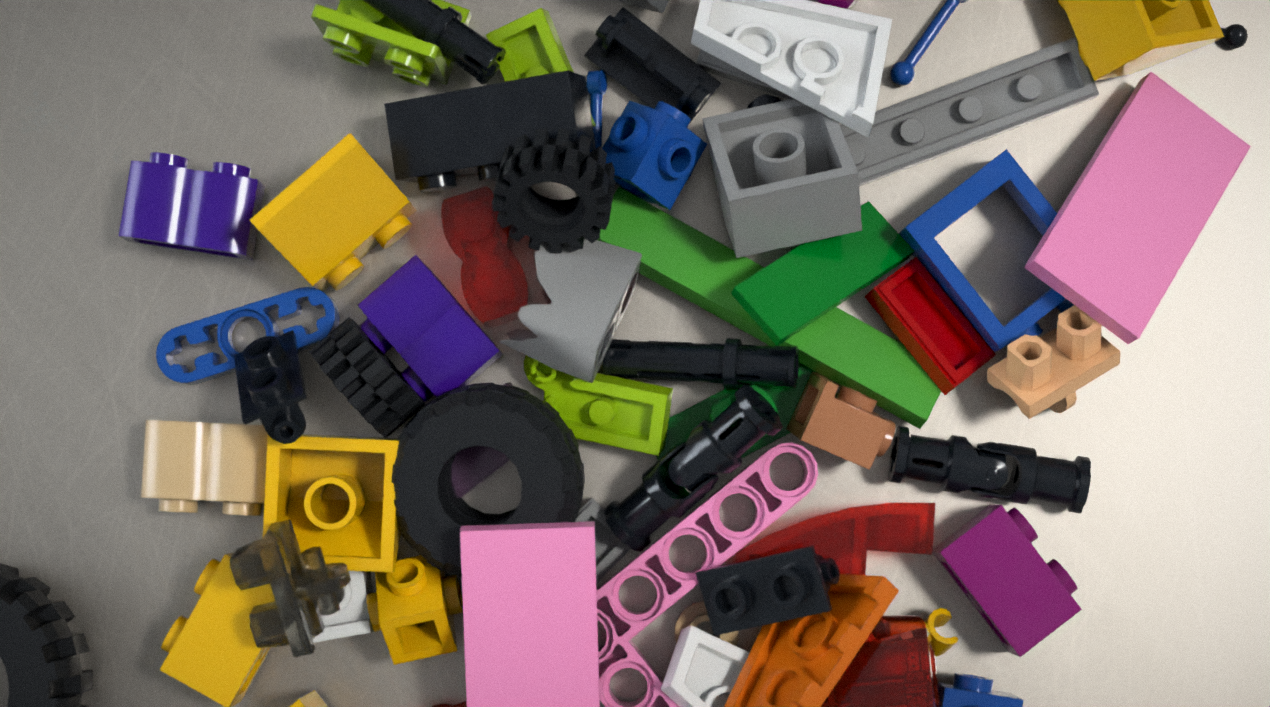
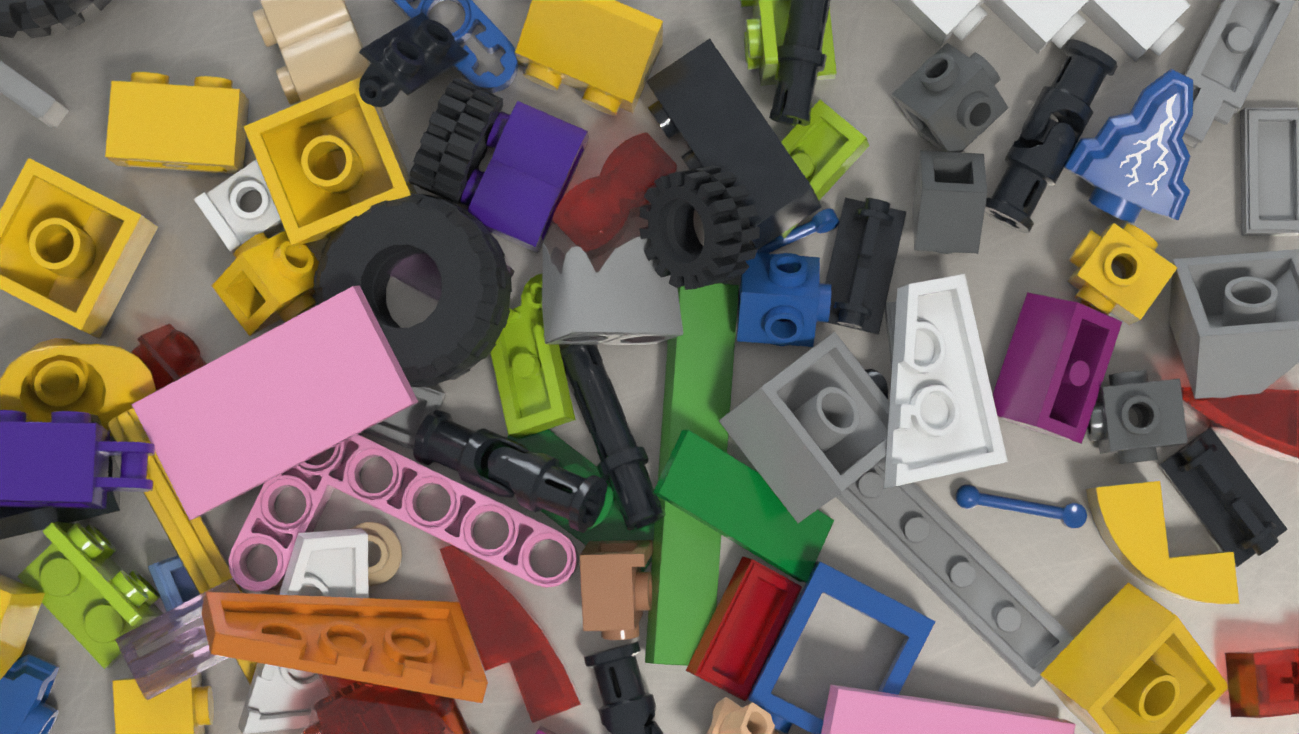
camera: 65 degrees right, 0 degrees up
(300, 584) = (242, 167): clear smoke hips -> none
(767, 589) = (430, 586): black hinge -> none

